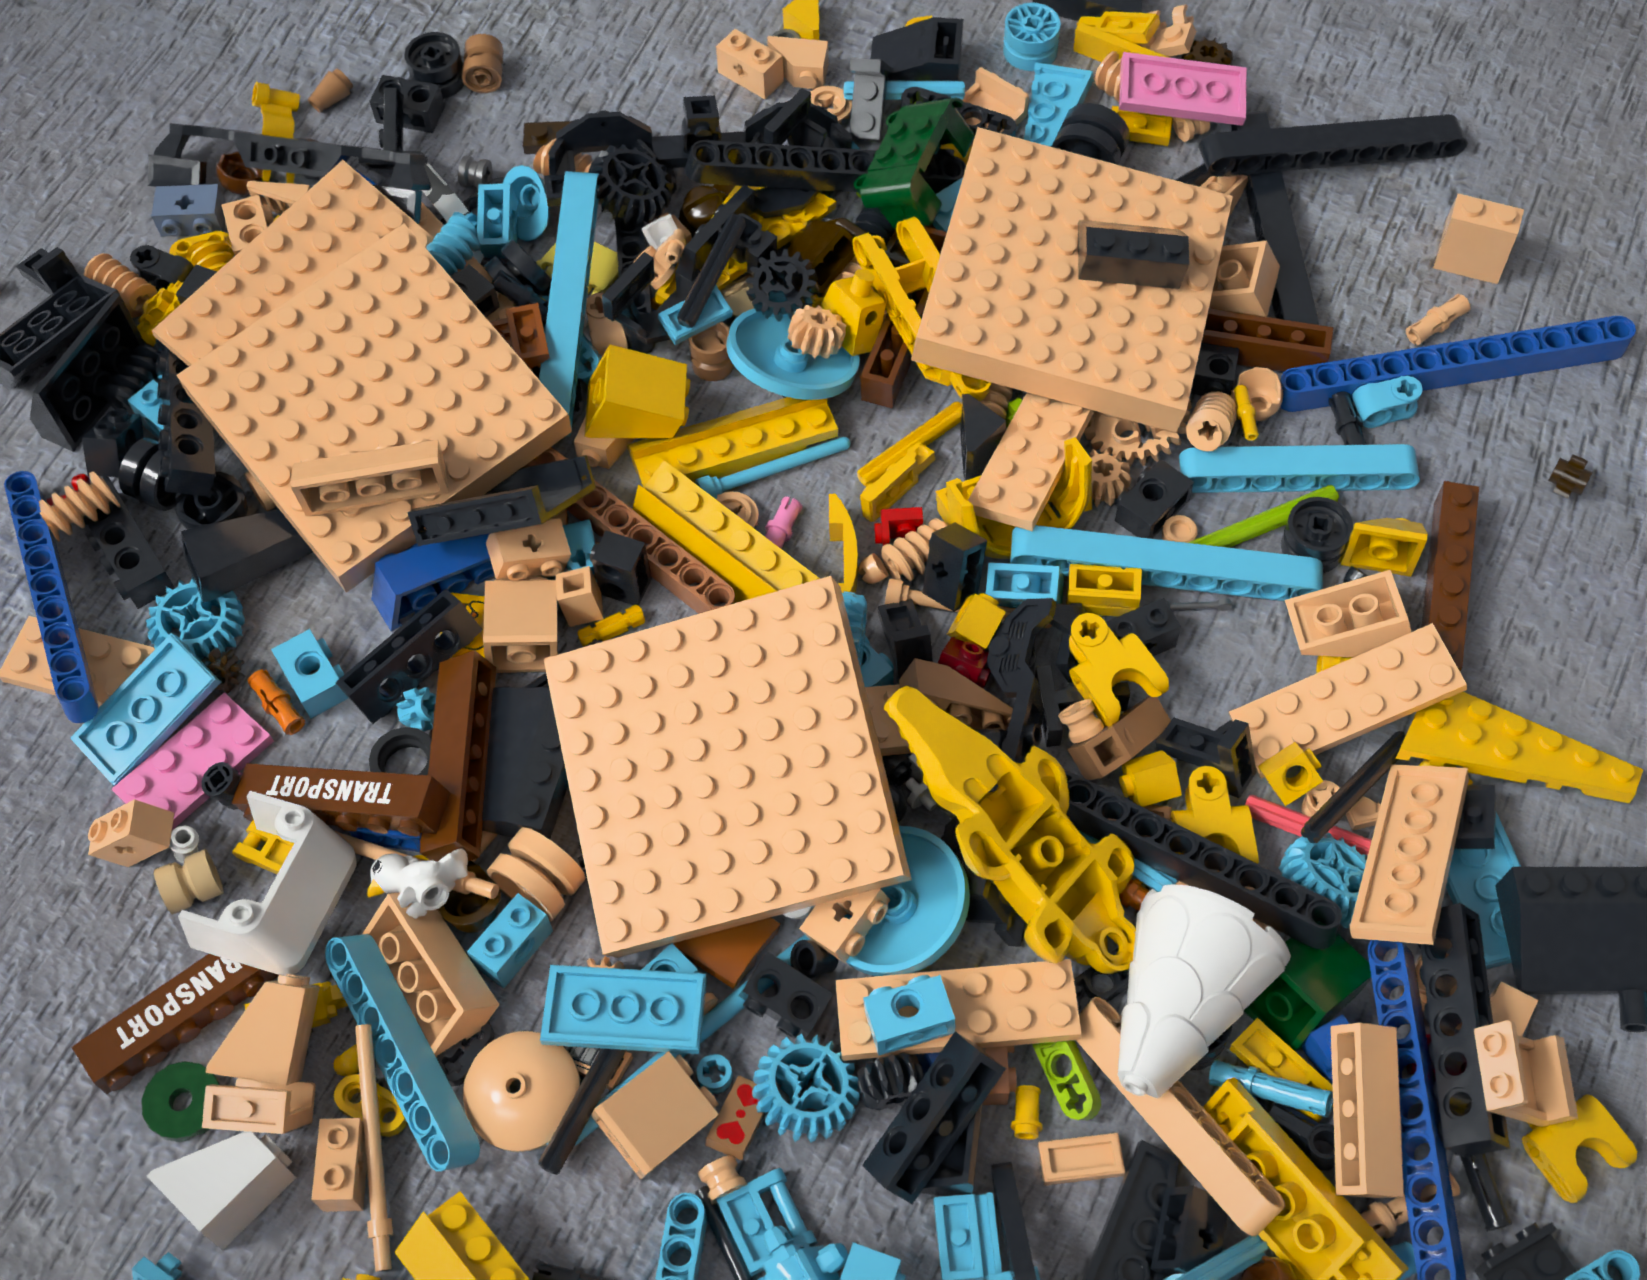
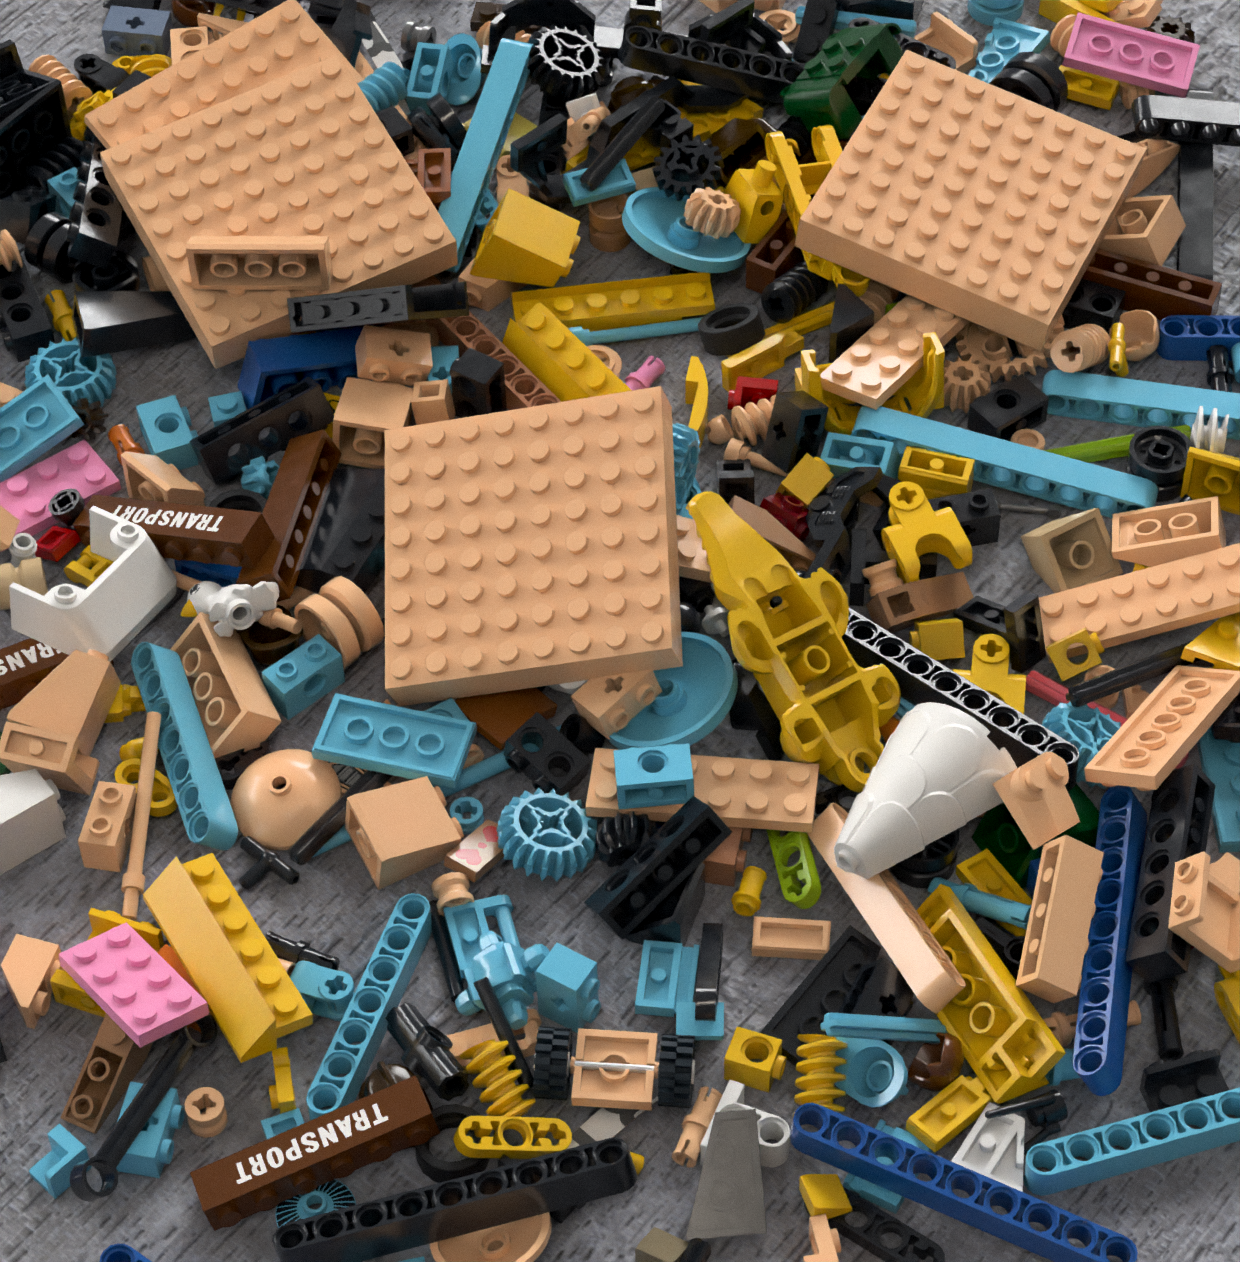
camera: 10 degrees right, 10 degrees down
(173, 550) = (61, 314): none -> yellow pin
(218, 823) = (56, 543): none -> red tile
(317, 741) = (154, 480): none -> light nougat slope
(366, 630) = (226, 407): none -> medium azure plate
(518, 1171) = (267, 861): none -> black piece
(867, 467) = (731, 329): none -> black tyre
(911, 403) = (792, 293): none -> black piece
(1132, 254) = (1026, 180): black slope -> none
(1256, 652) = (1072, 551): none -> tan slope
(1315, 974) = (1039, 798): none -> light nougat slope
(1359, 494) = (1209, 436): none -> white piece

